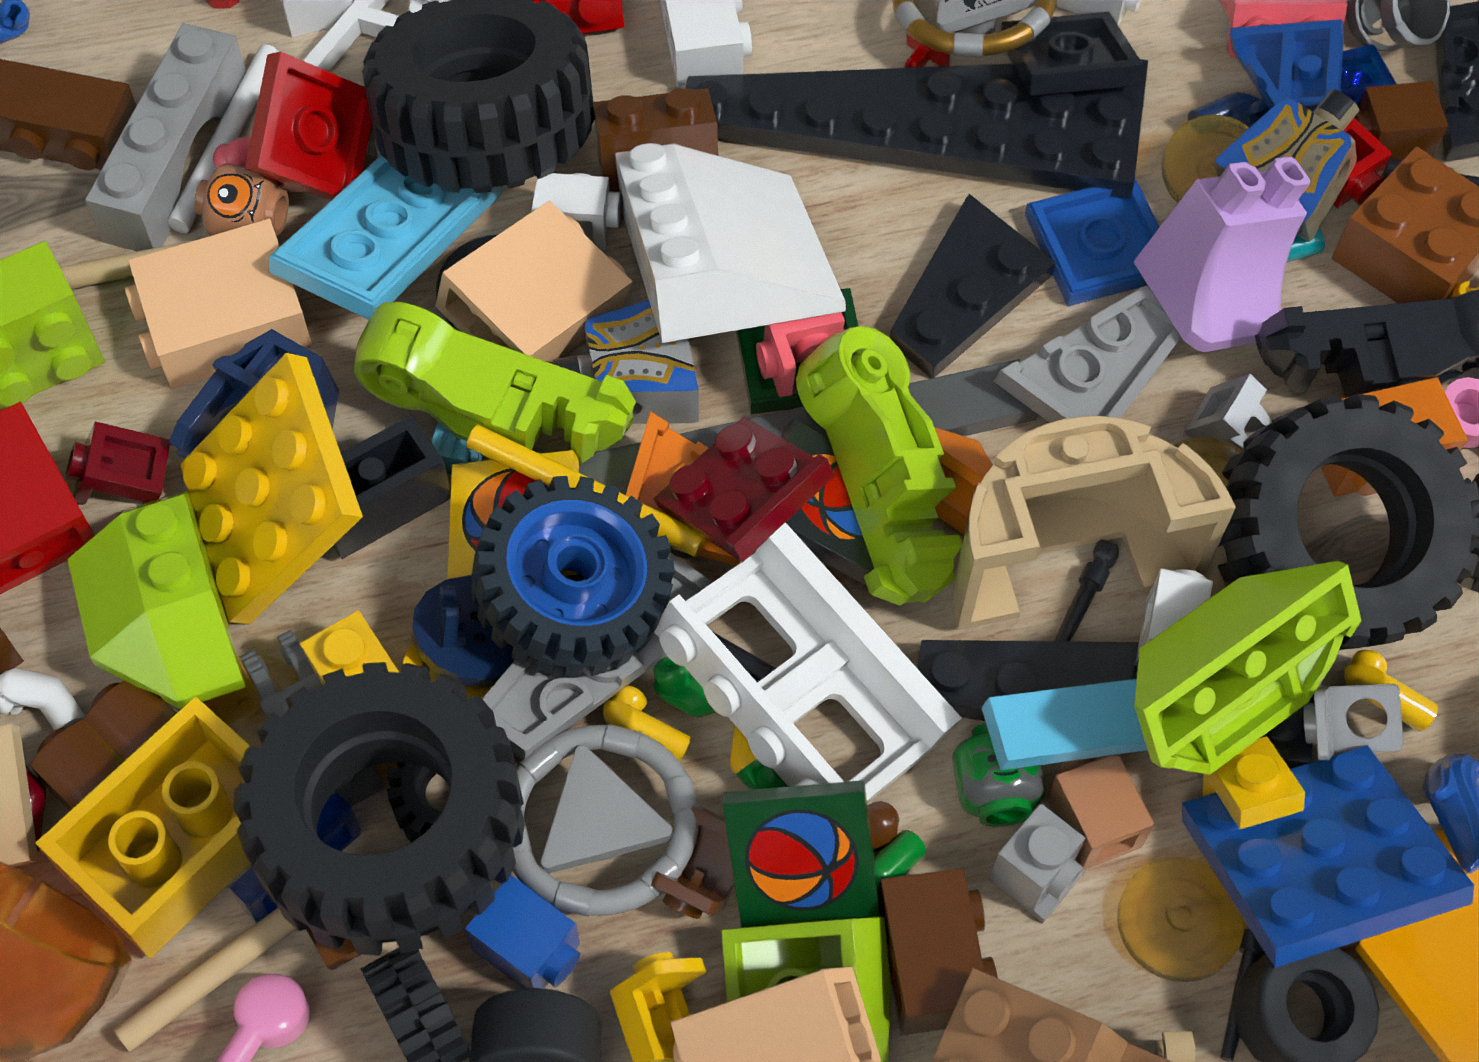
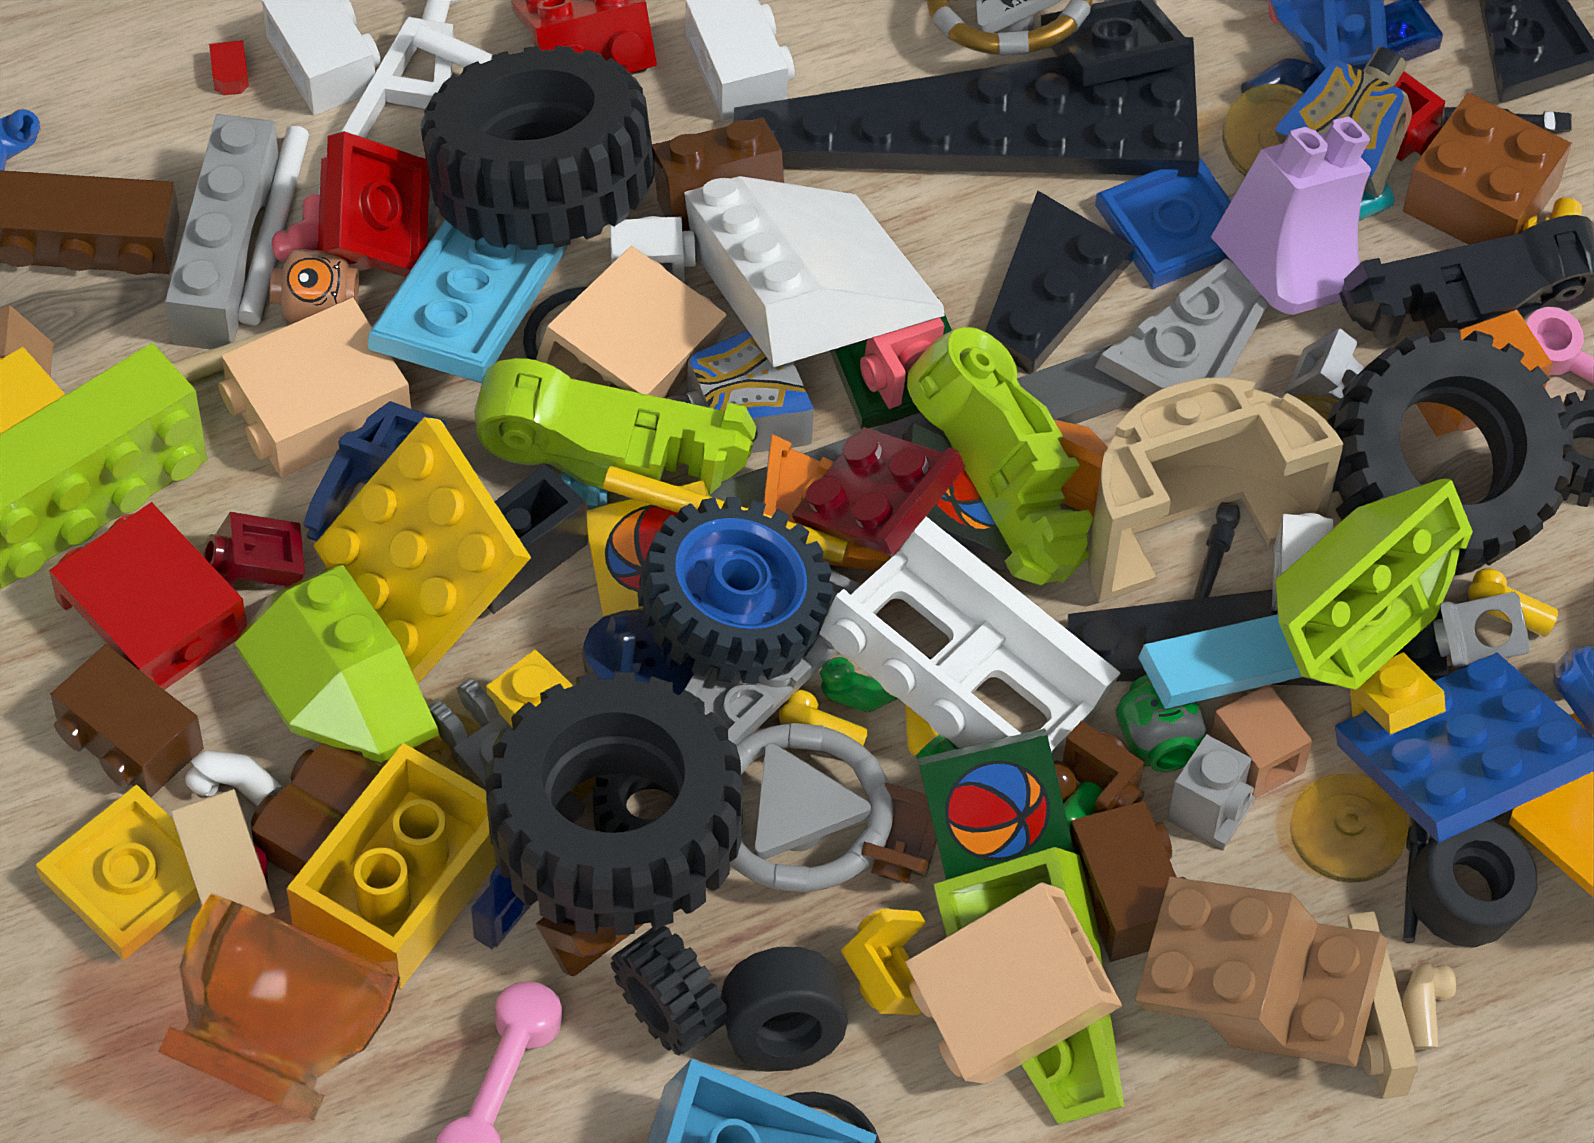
camera: 10 degrees left, 5 degrees down
(203, 980) = (464, 991): tan bar -> none
(525, 937) = (749, 916): blue brick -> none
(923, 54) = (966, 57): red piece -> none
(932, 815) = (1107, 763): none -> reddish brown bracket
(1404, 117) = (1452, 64): reddish brown brick -> none

